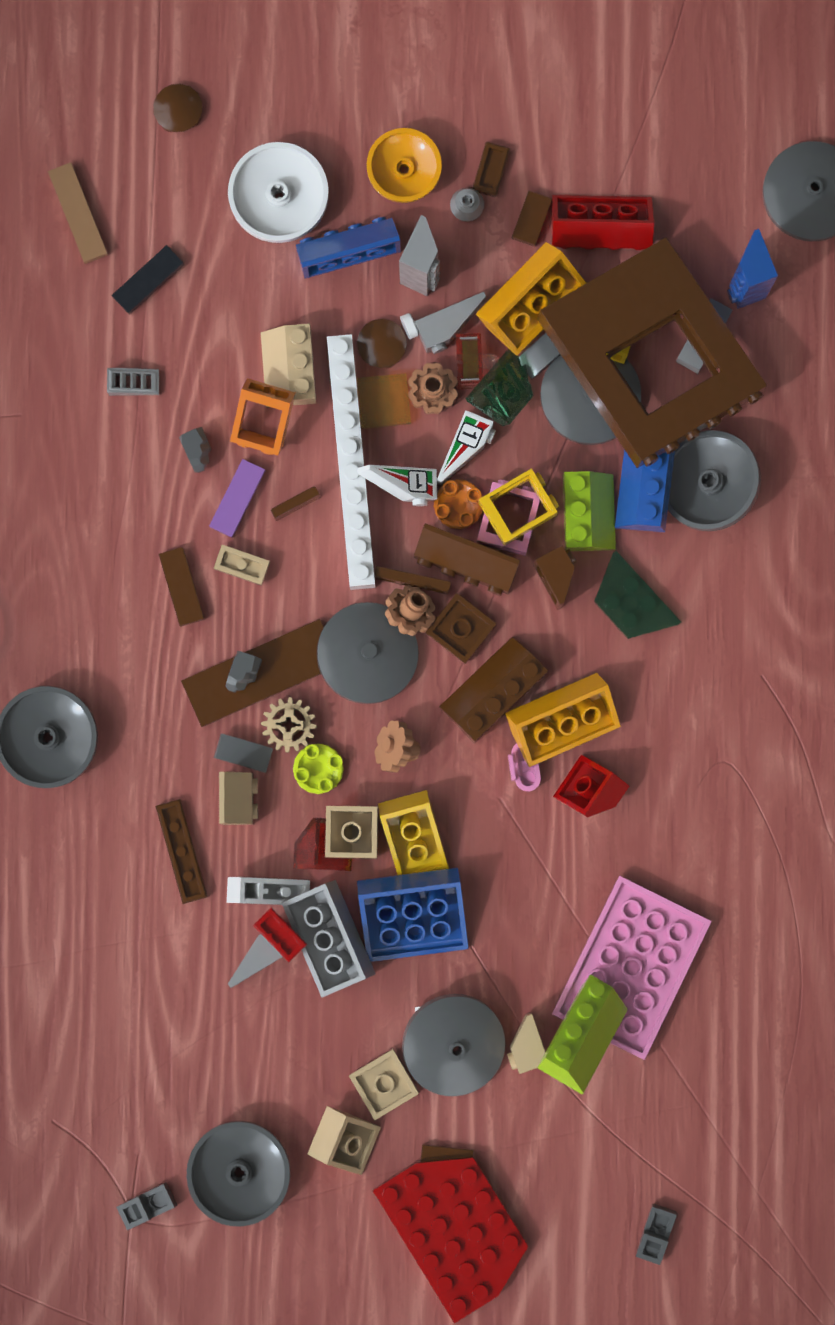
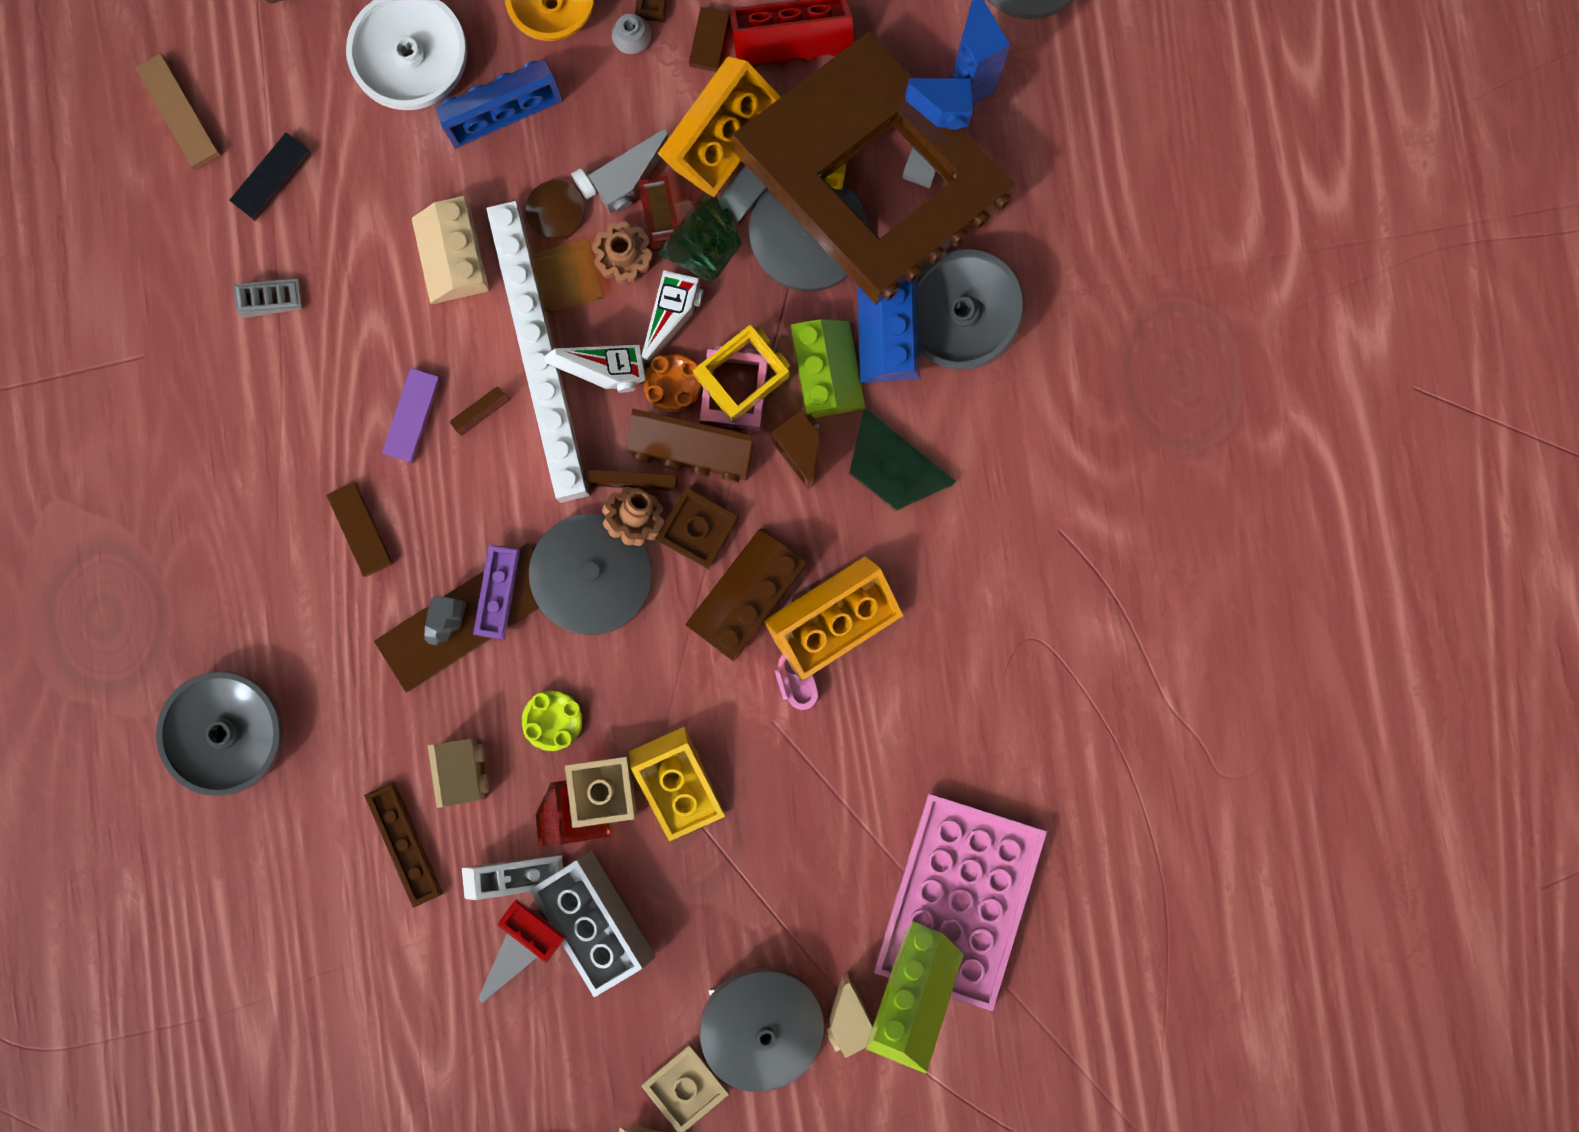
camera: 10 degrees left, 0 degrees up
(196, 448) = (353, 363): dark grey rock -> none
(241, 565) = (426, 492): tan plate -> none
(243, 753) = (460, 715): dark grey slope -> none
(269, 396) = (425, 287): orange window -> none
(288, 656) = (496, 592): none -> medium lavender tile
(289, 714) = (507, 659): tan gear -> none
(396, 747) = (640, 681): nougat plant -> none
(412, 914) = (689, 878): blue slope -> none
(420, 261) = (580, 98): light grey slope -> none
(590, 788) = (879, 695): red slope -> none
(717, 308) = (942, 100): none -> blue slope

